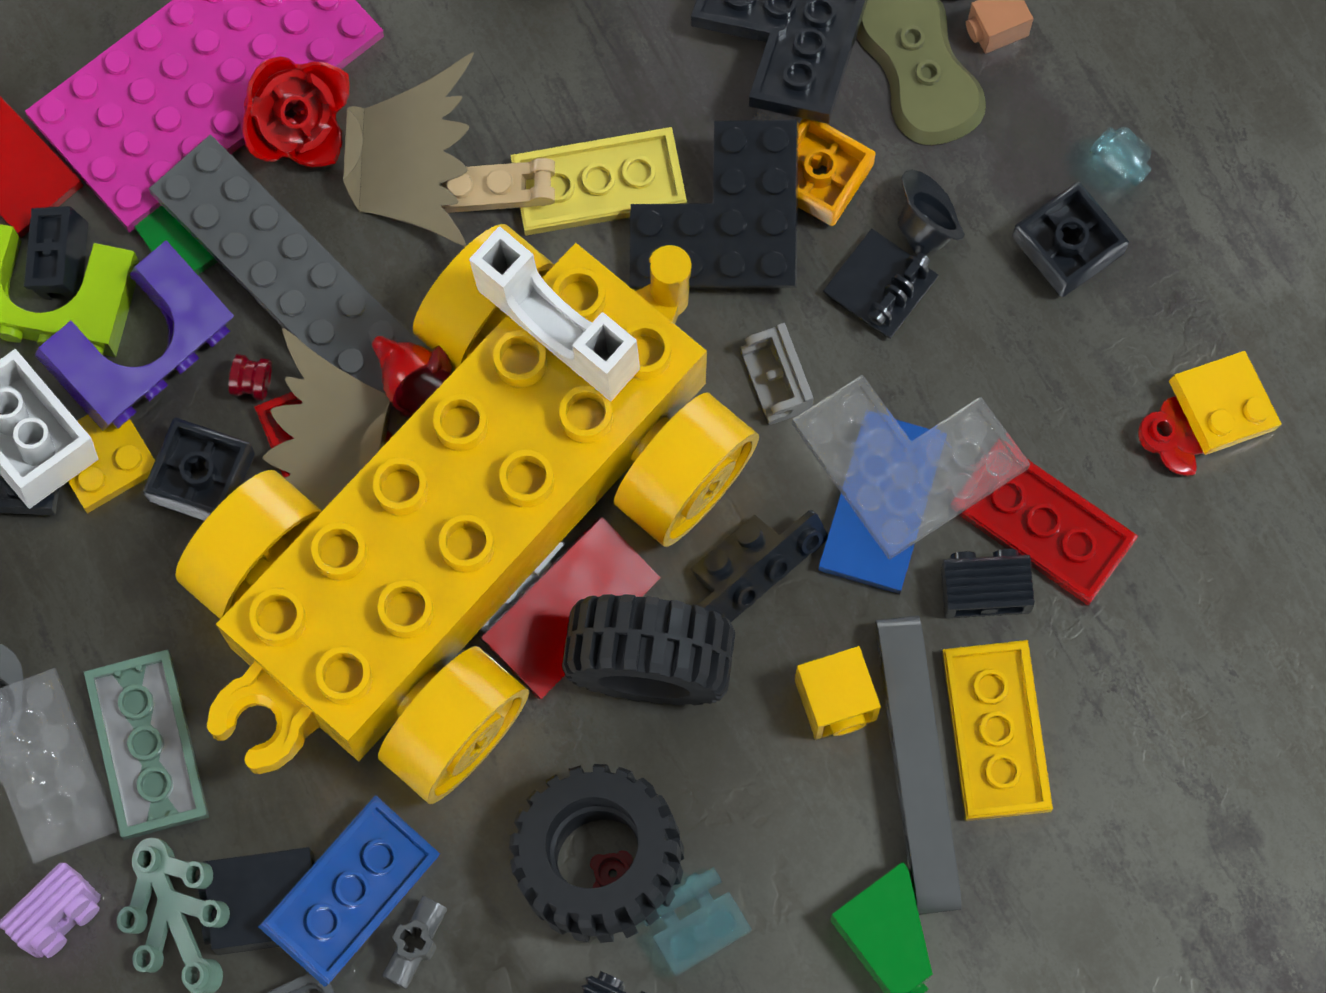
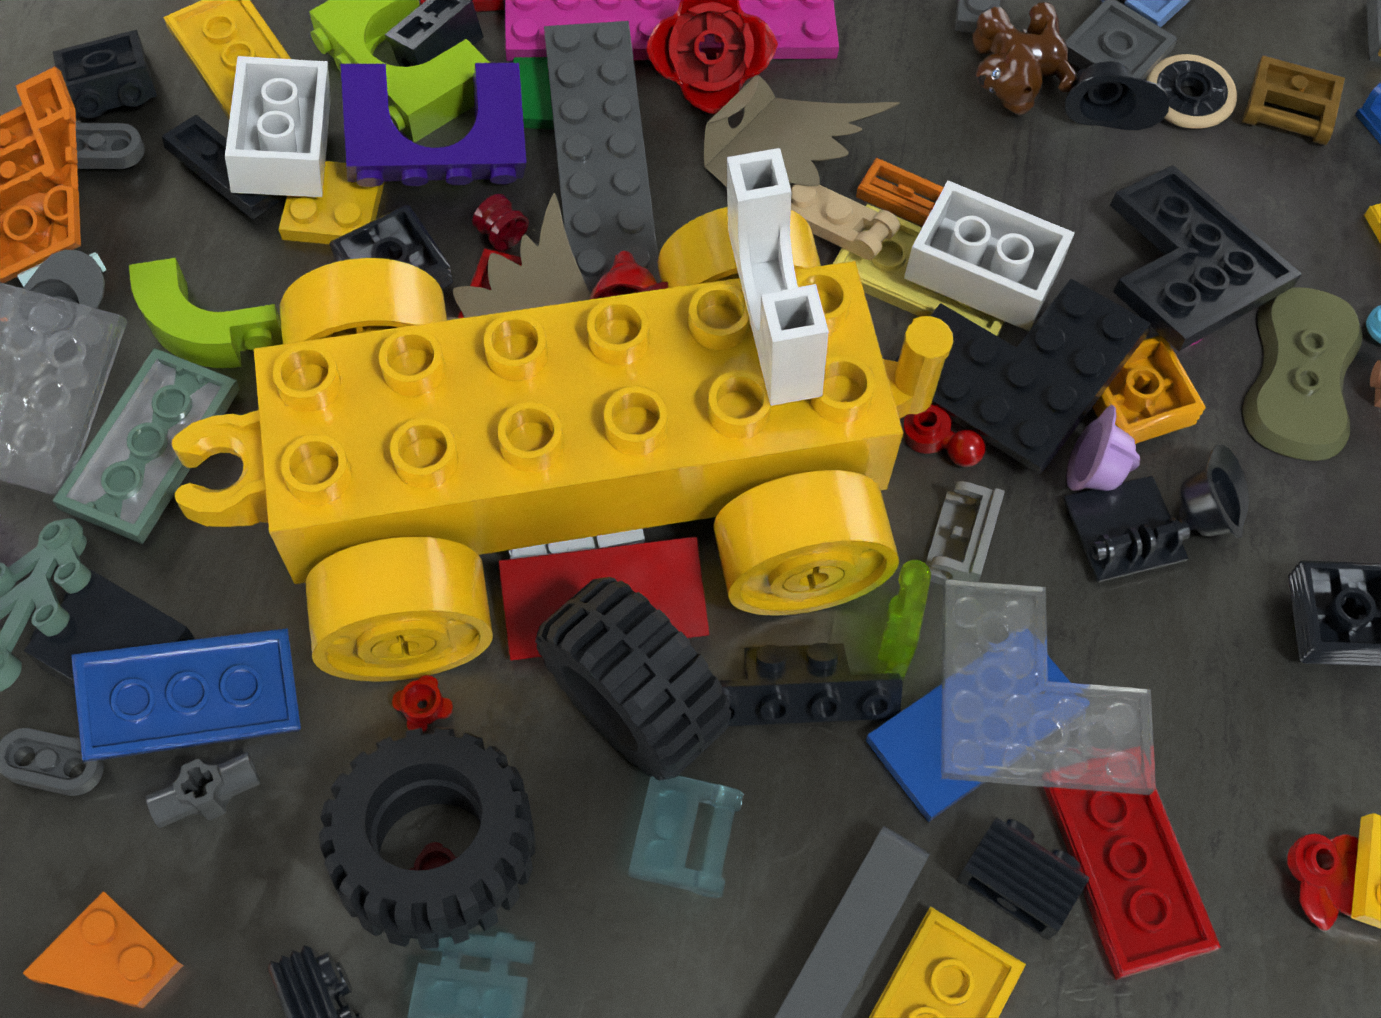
camera: 35 degrees right, 10 degrees down
(91, 639) = (195, 333): none -> lime arch
(503, 762) = (422, 690): none -> red plate
(530, 138) = (898, 199): none -> orange tile
(640, 142) = (988, 255): none -> white brick
(728, 305) = (963, 447): none -> red plate
(740, 730) = (668, 829): none -> clear light blue plate
(784, 459) = (905, 618): none -> clear neon green plate
(829, 244) = (1102, 455): none -> lavender piece
(837, 693) = (788, 866): yellow head -> none

